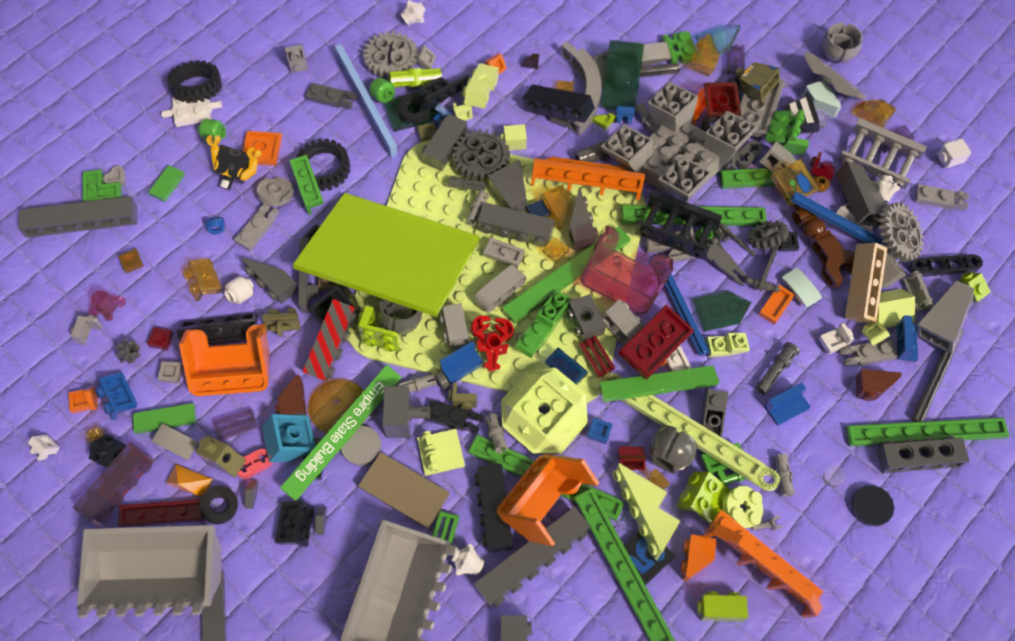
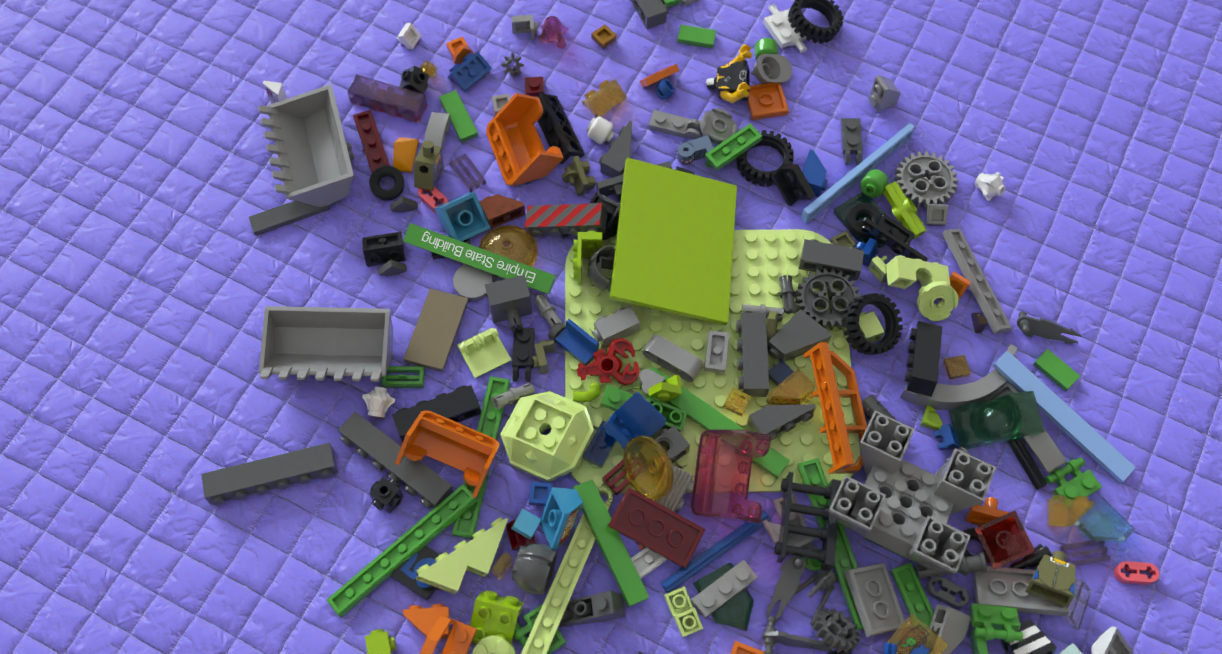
camera: 75 degrees right, 0 degrees up
(61, 601) = (274, 91): none -> white slope
(198, 224) = (659, 75): none -> orange tile
(234, 131) = (772, 69): none -> light grey piece
(292, 212) = (693, 150): none -> sand blue leg
(354, 133) = (815, 173): none -> blue slope
(361, 147) = (792, 183): none -> black bracket
(488, 51) = (979, 283): none -> light grey tile
(493, 199) = (772, 324): none -> olive tile
(507, 81) = (930, 293): none -> yellowish green plate
(510, 139) = (891, 320): none -> black tyre
(515, 368) = (588, 396): none -> lime arm
(519, 311) = (648, 379): none -> light grey tile
(533, 295) = (666, 390): none -> lime bracket
(551, 21) = (1044, 328): none -> dark grey piece
(558, 331) = (634, 419): none -> blue bracket
(565, 579) = (389, 500): none -> black brick
(586, 27) = (1056, 370): none -> bright green tile
(608, 327) = (648, 467): none -> clear yellow dish
(627, 448) = (526, 524): none -> medium azure tile
(628, 33) = (1065, 417): none -> light blue tile
(631, 414) = (560, 515): none -> dark azure slope
(717, 306) = (724, 589): none -> light grey plate
(746, 202) = (875, 599): none -> light grey tile
(756, 34) = (1136, 577): none -> coral beam

